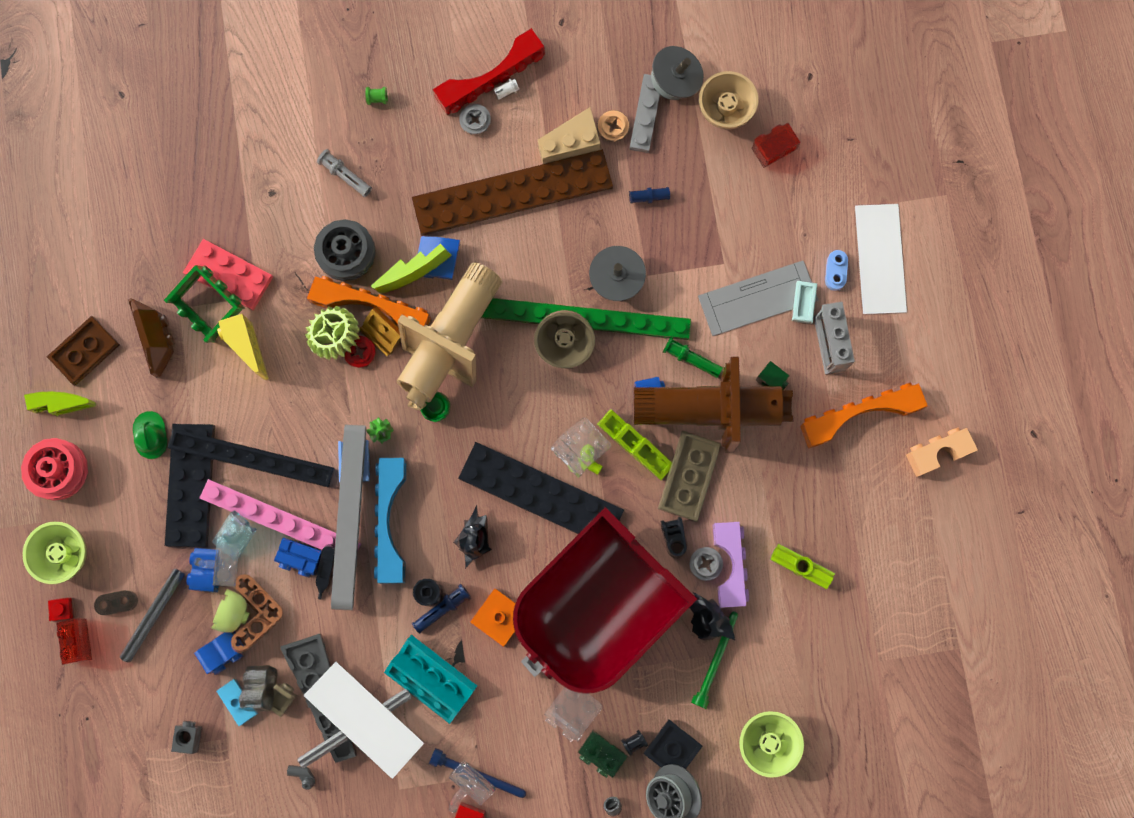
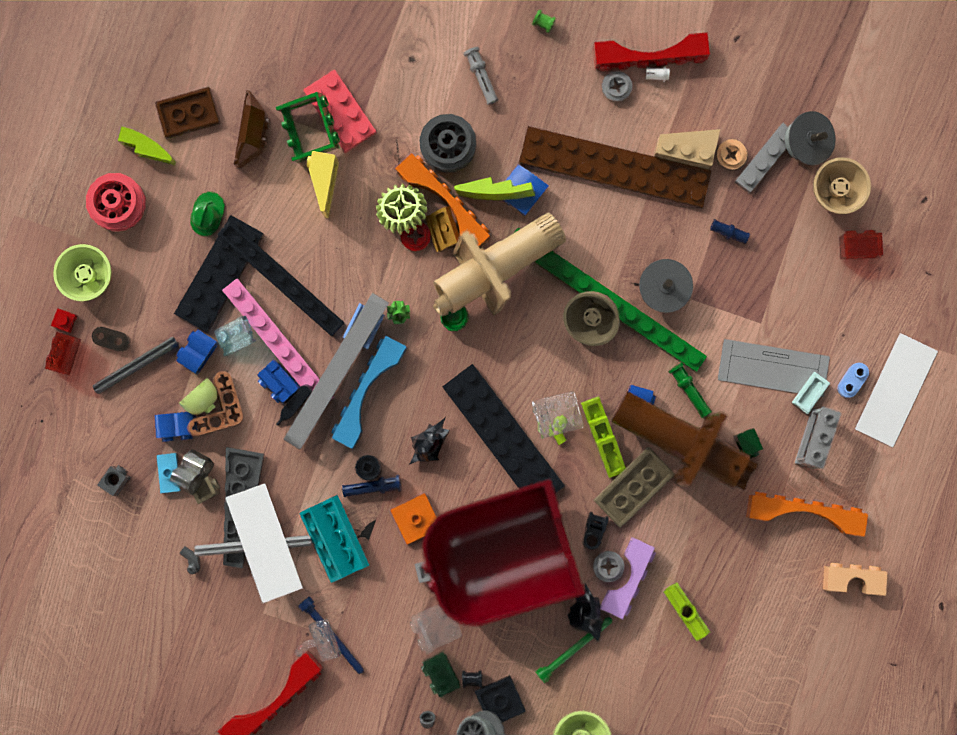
camera: 25 degrees right, 5 degrees up
(224, 564) = (215, 356): clear plate -> none

